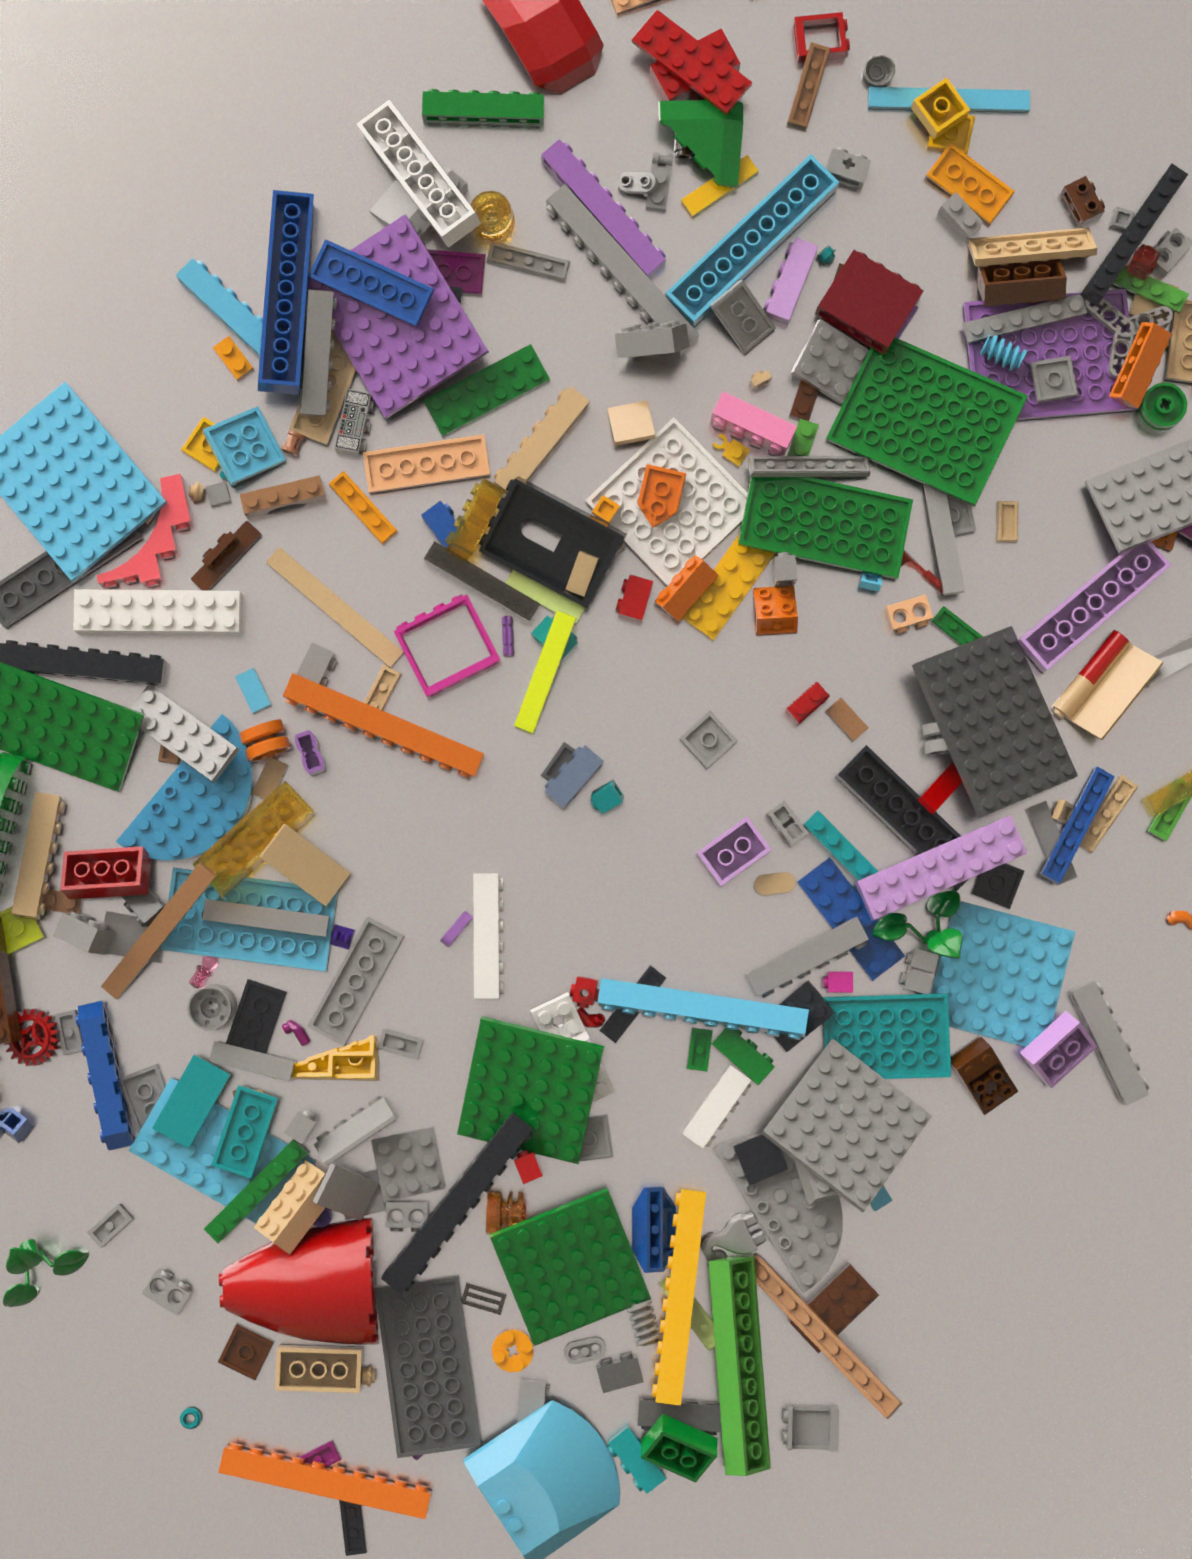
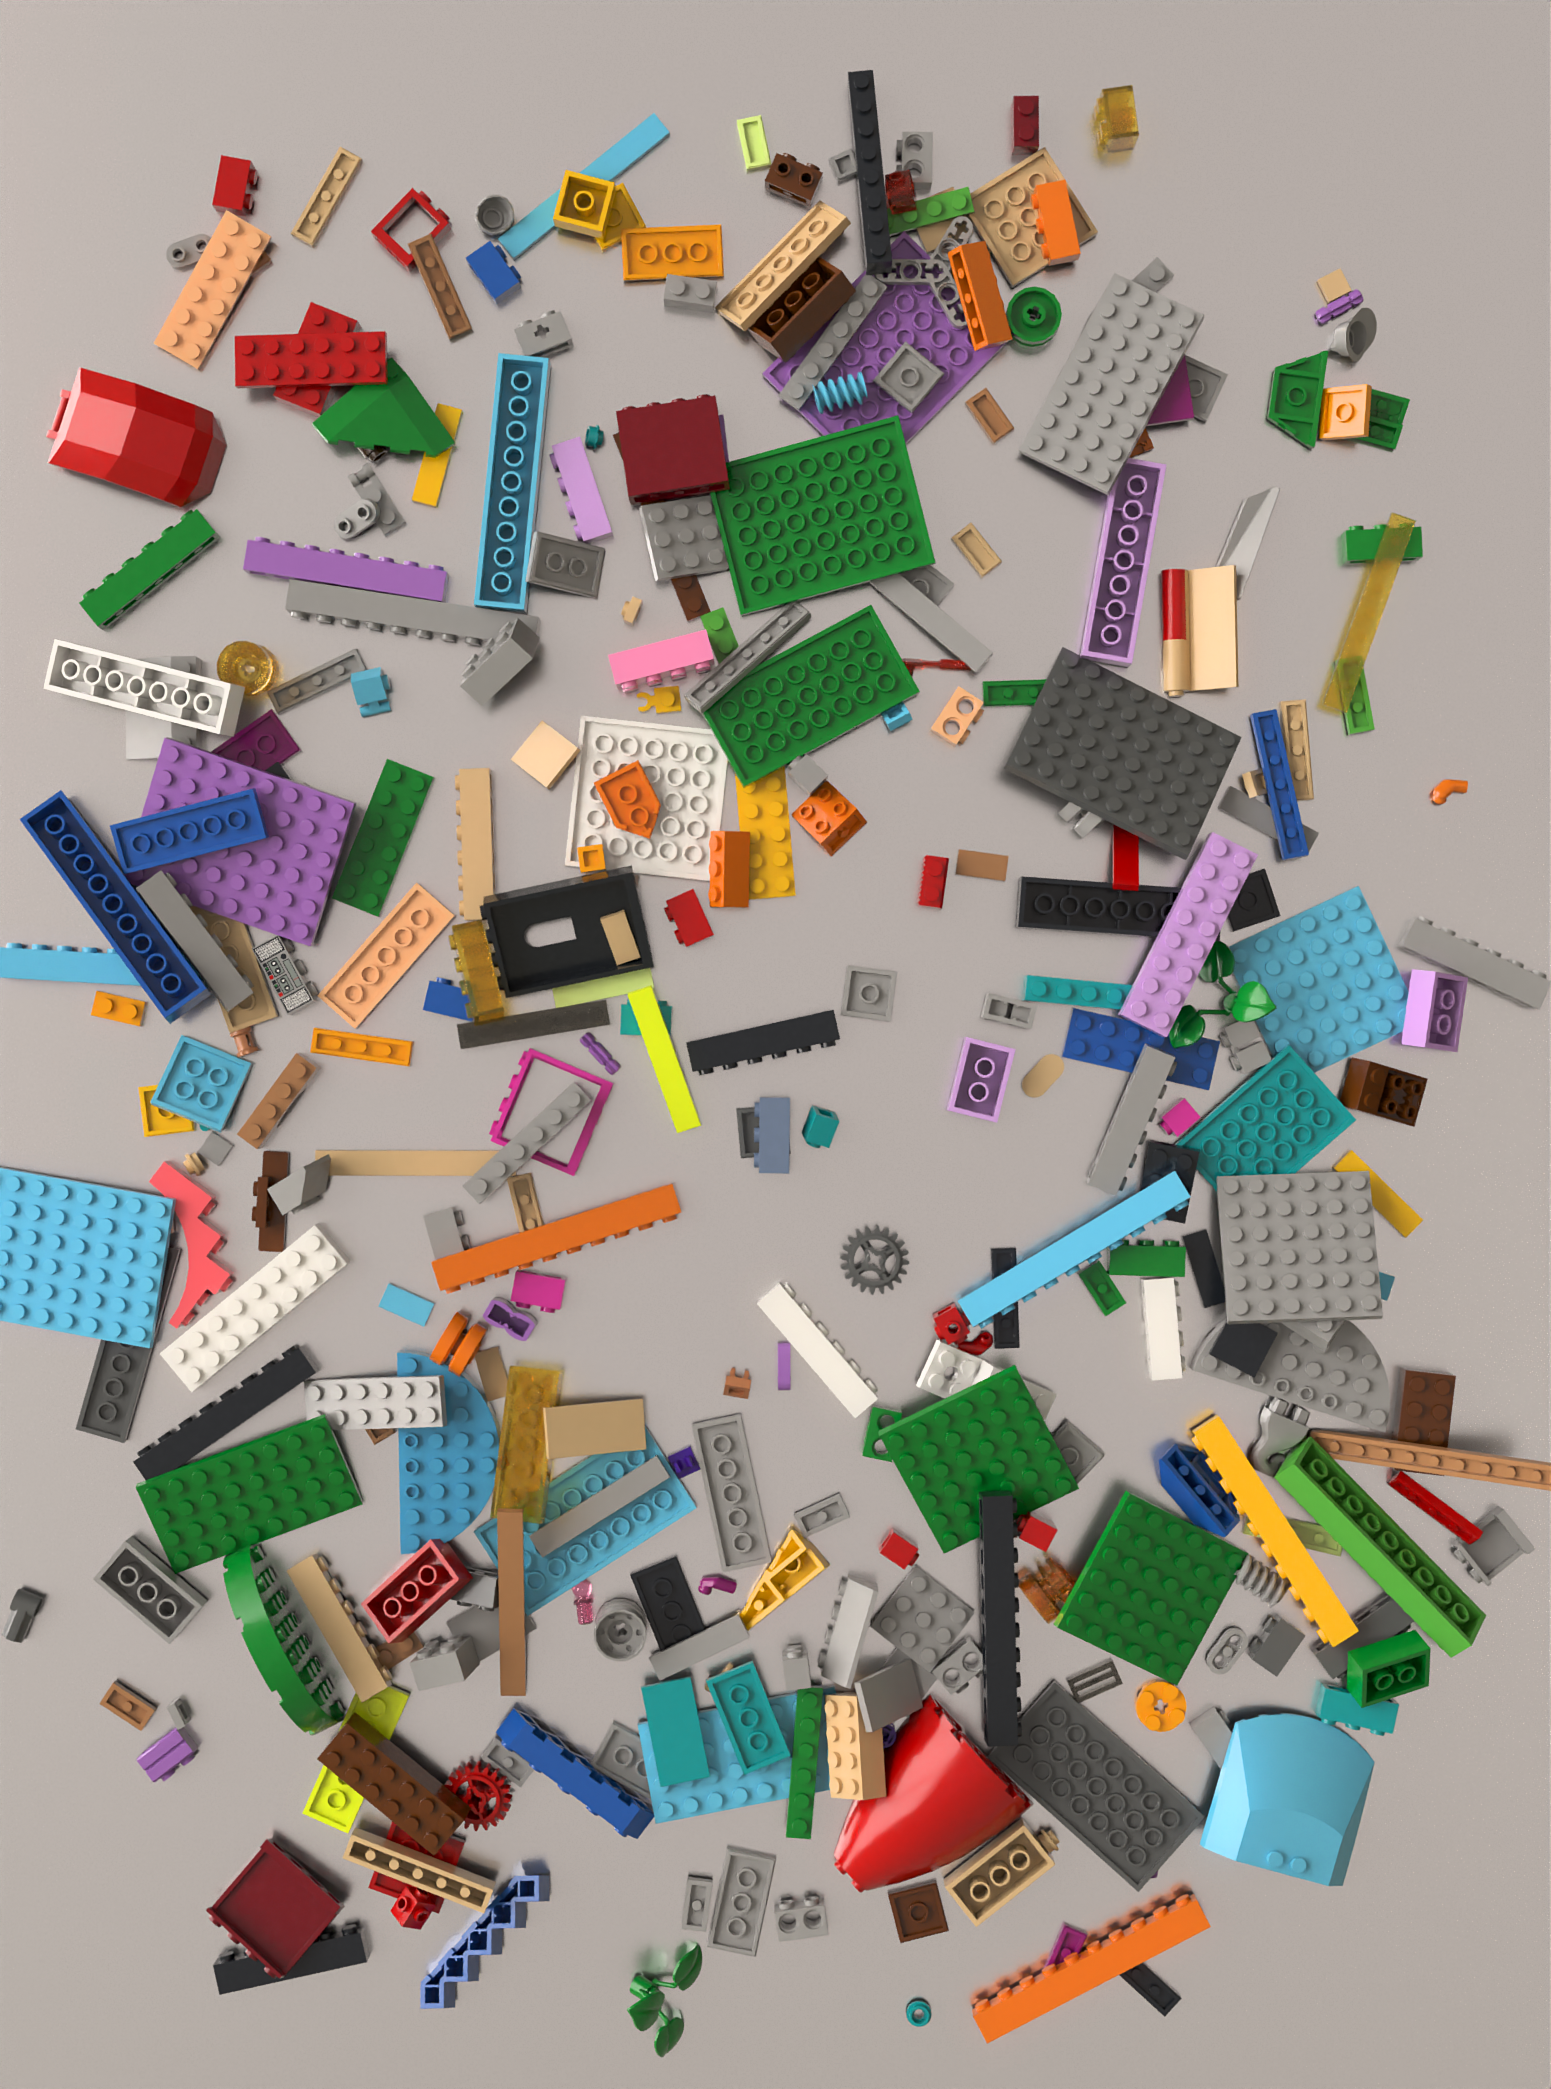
camera: 35 degrees left, 5 degrees up
(139, 1248) = (741, 1901): none -> light grey tile
(252, 560) = (301, 1187): none -> light grey slope
(343, 750) = (538, 1290): none -> dark pink brick
(415, 650) = (527, 1143): none -> light grey brick
(416, 916) = (737, 1386): none -> nougat tile
(431, 1107) = (899, 1549): none -> red brick
(475, 1020) = (872, 1433): none -> green brick
(557, 292) = (369, 688): none -> medium azure brick
(573, 891) = (863, 1266): none -> dark grey gear
(616, 713) = (762, 1041): none -> black brick
(775, 1091) = (1204, 1268): none -> black tile
(795, 1371) = (1435, 1508): none -> red tile
(849, 104) = (494, 272): none -> blue brick
(927, 1144) = (1384, 1199): none -> yellow tile
(1077, 159) = (754, 143): none -> yellowish green tile
(1085, 446) = (989, 415): none -> medium nougat tile

